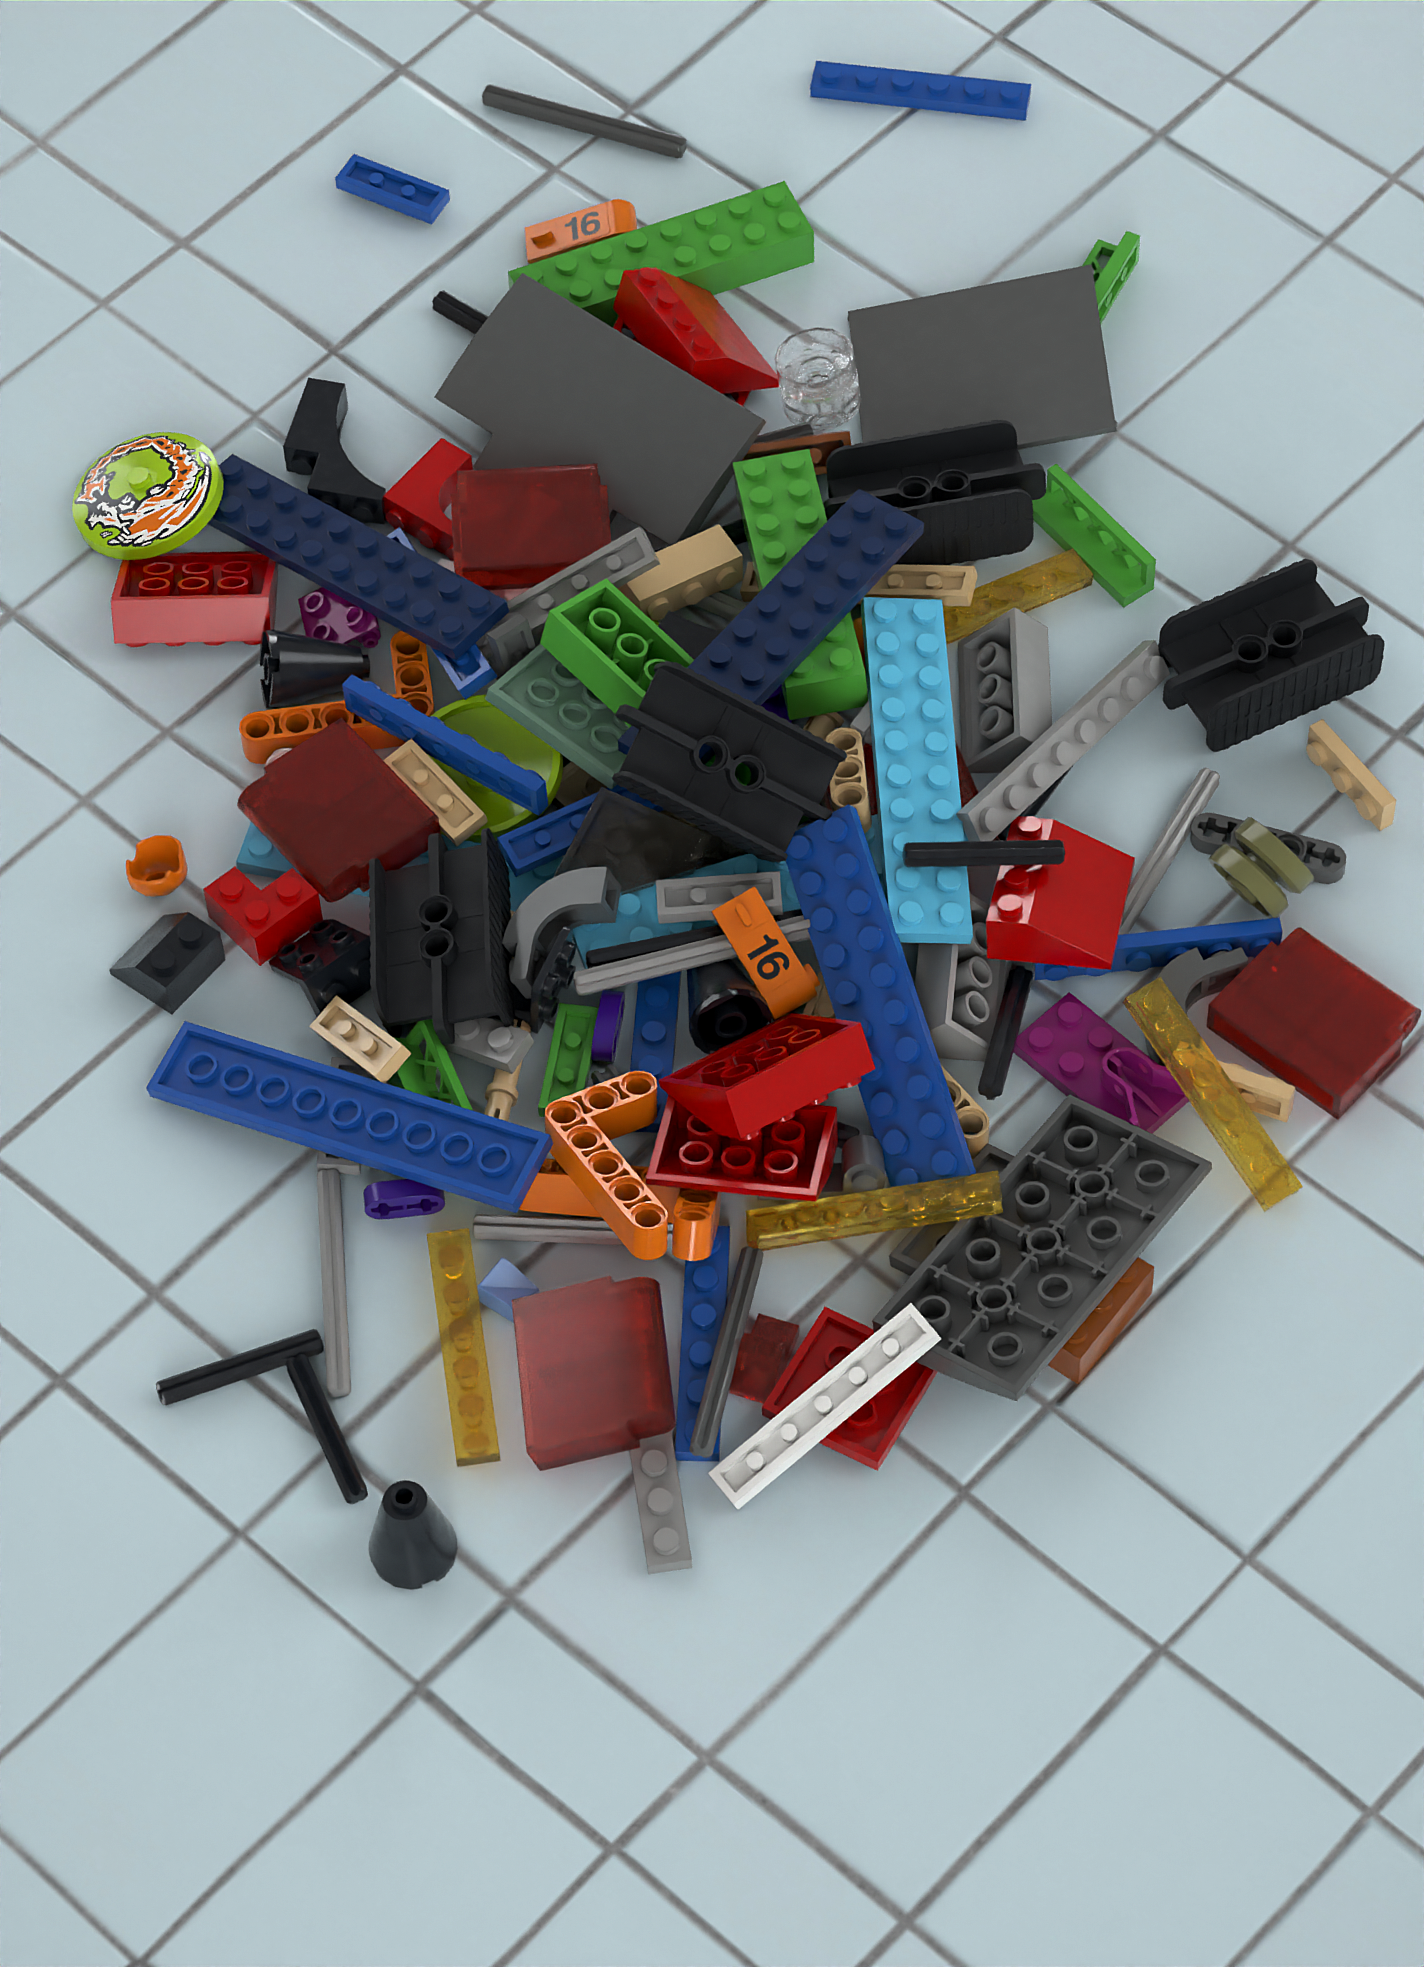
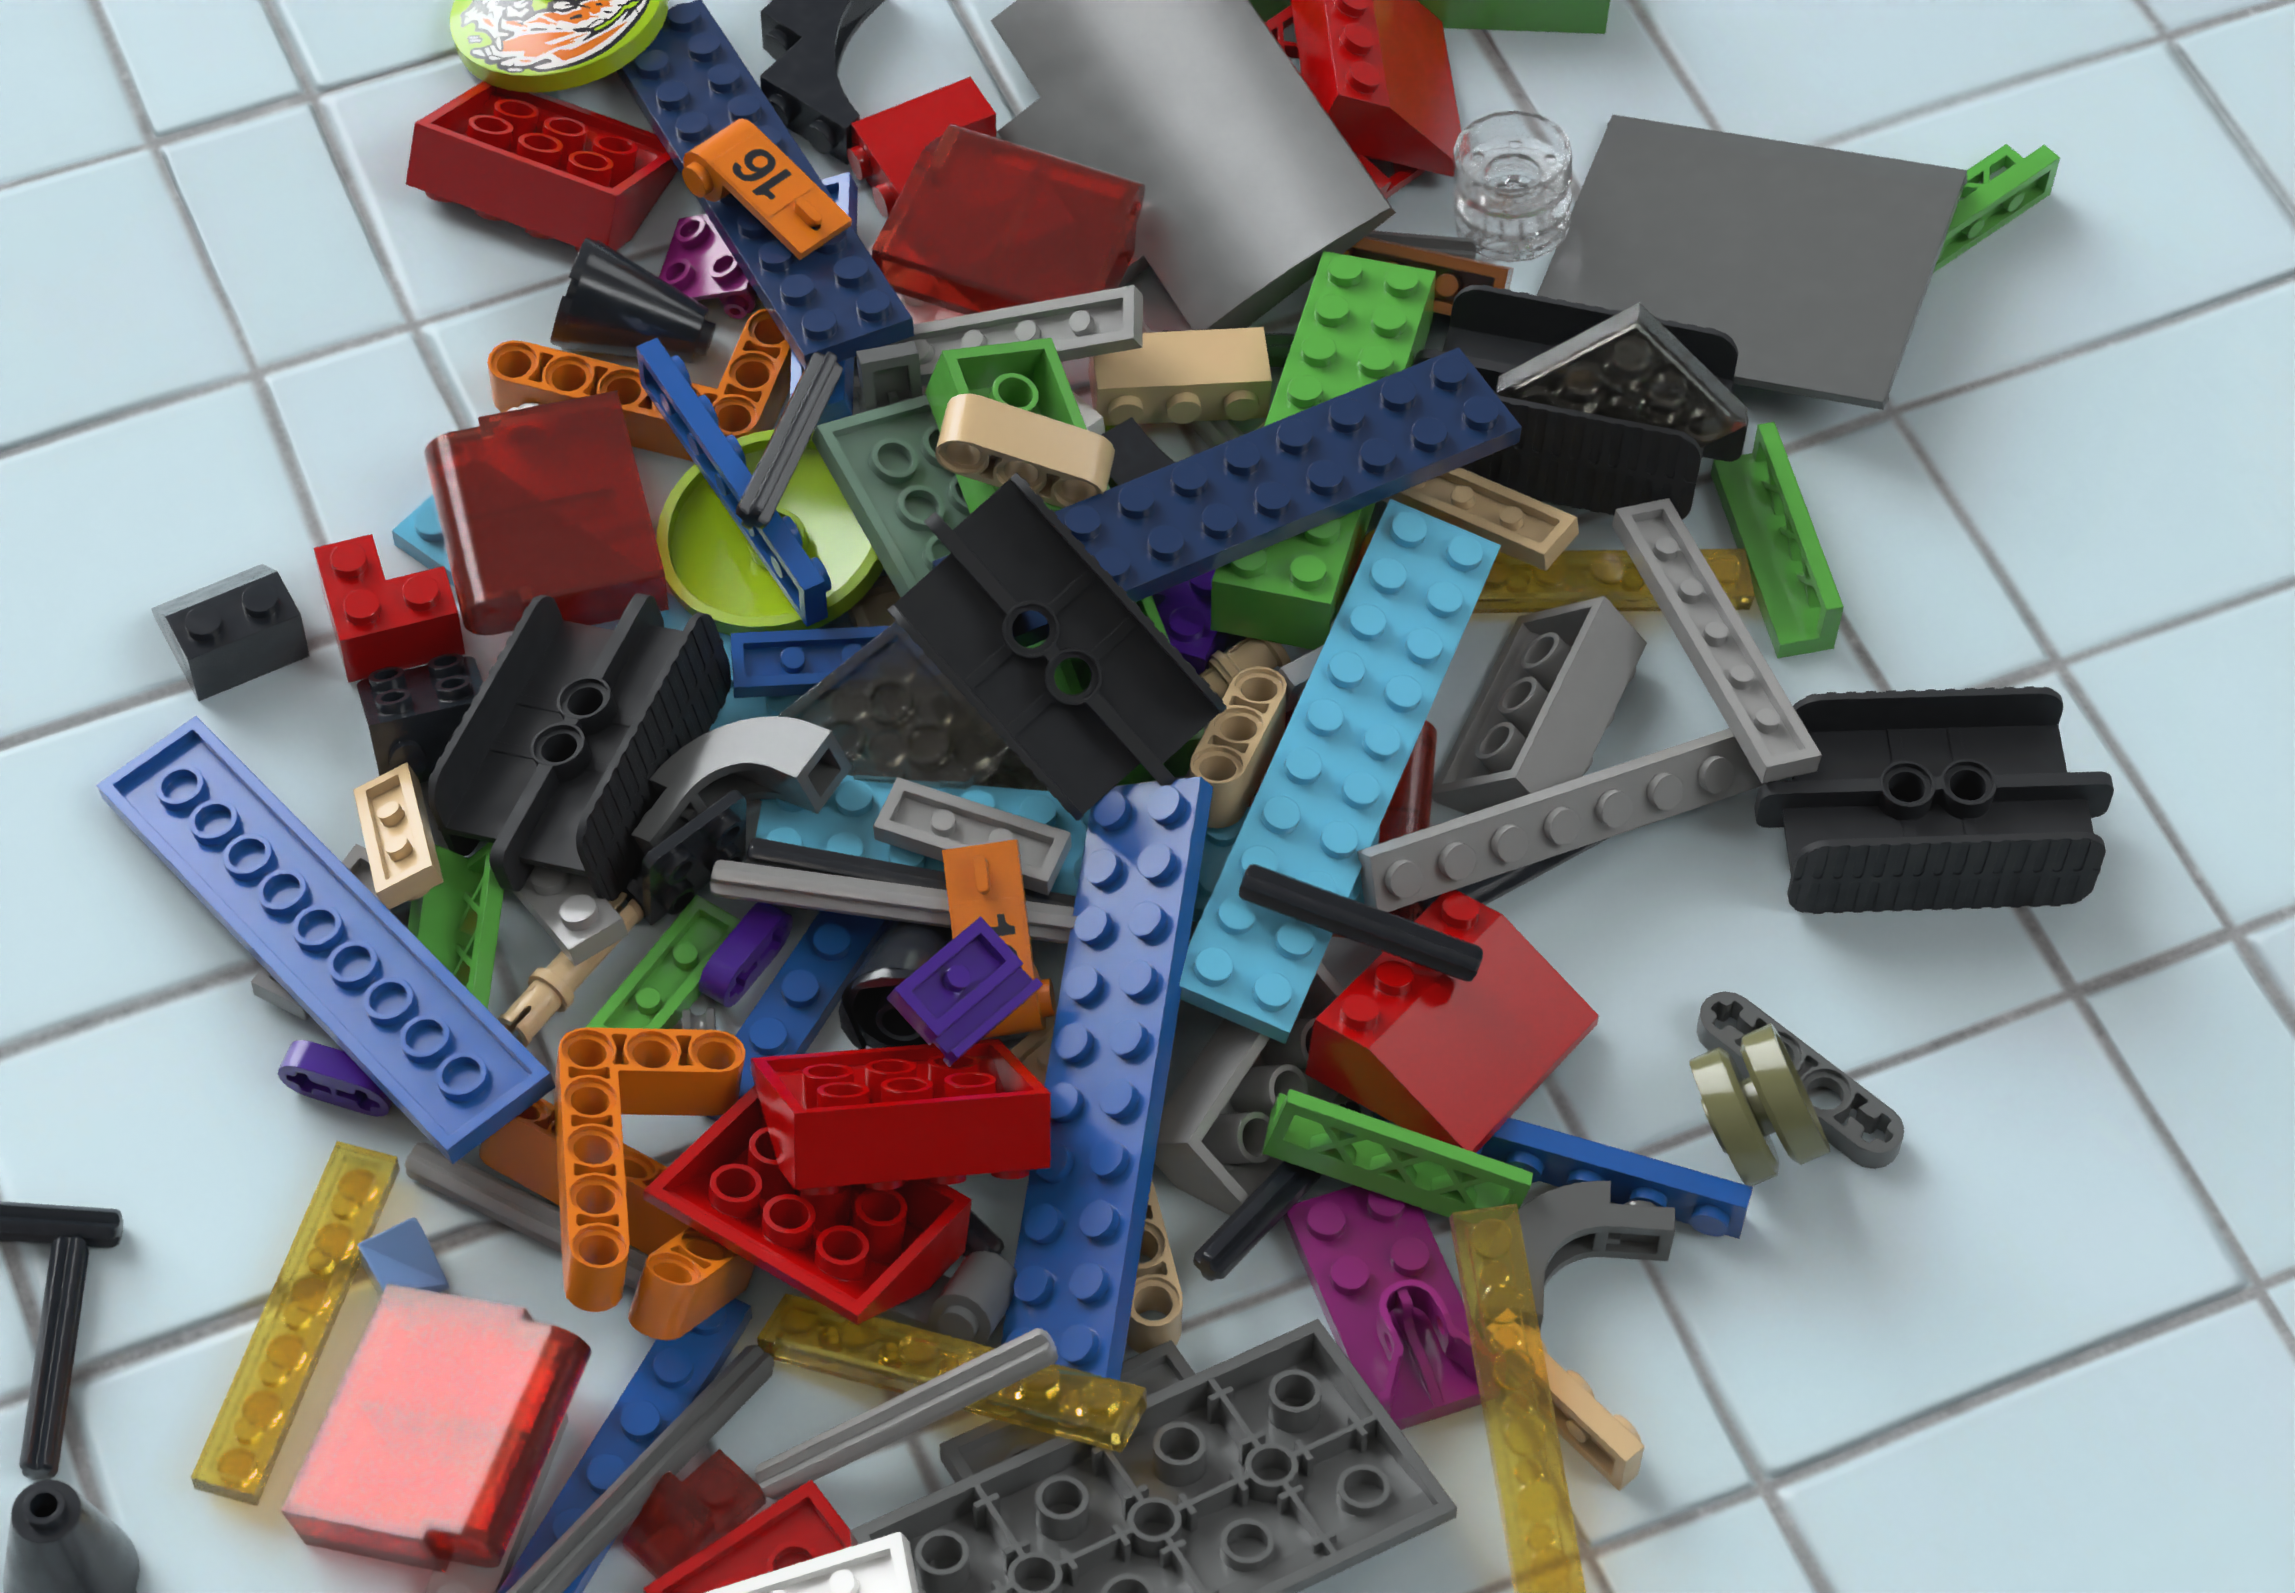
camera: 20 degrees right, 0 degrees up
(157, 866) = (286, 497): orange hair -> none
(333, 1283) = (182, 1158): light grey axle -> none
(349, 544) = (767, 184): none -> orange door
(456, 811) = (686, 539): tan plate -> none
(474, 704) = (789, 441): none -> axle
(632, 651) = (997, 440): none -> tan beam
(770, 987) = (964, 991): none -> dark purple plate
(864, 1243) = (906, 1413): none -> light grey axle
(967, 465) = (1630, 373): none -> clear smoke plate
(1063, 985) = (1388, 1158): none -> bright green fence
(1092, 607) = (1716, 641): none -> light grey plate
(1168, 846) = (1651, 1022): light grey axle -> none
(1313, 1020) = (1732, 1358): clear red piece -> none
(1350, 775) = (1969, 1023): tan plate -> none

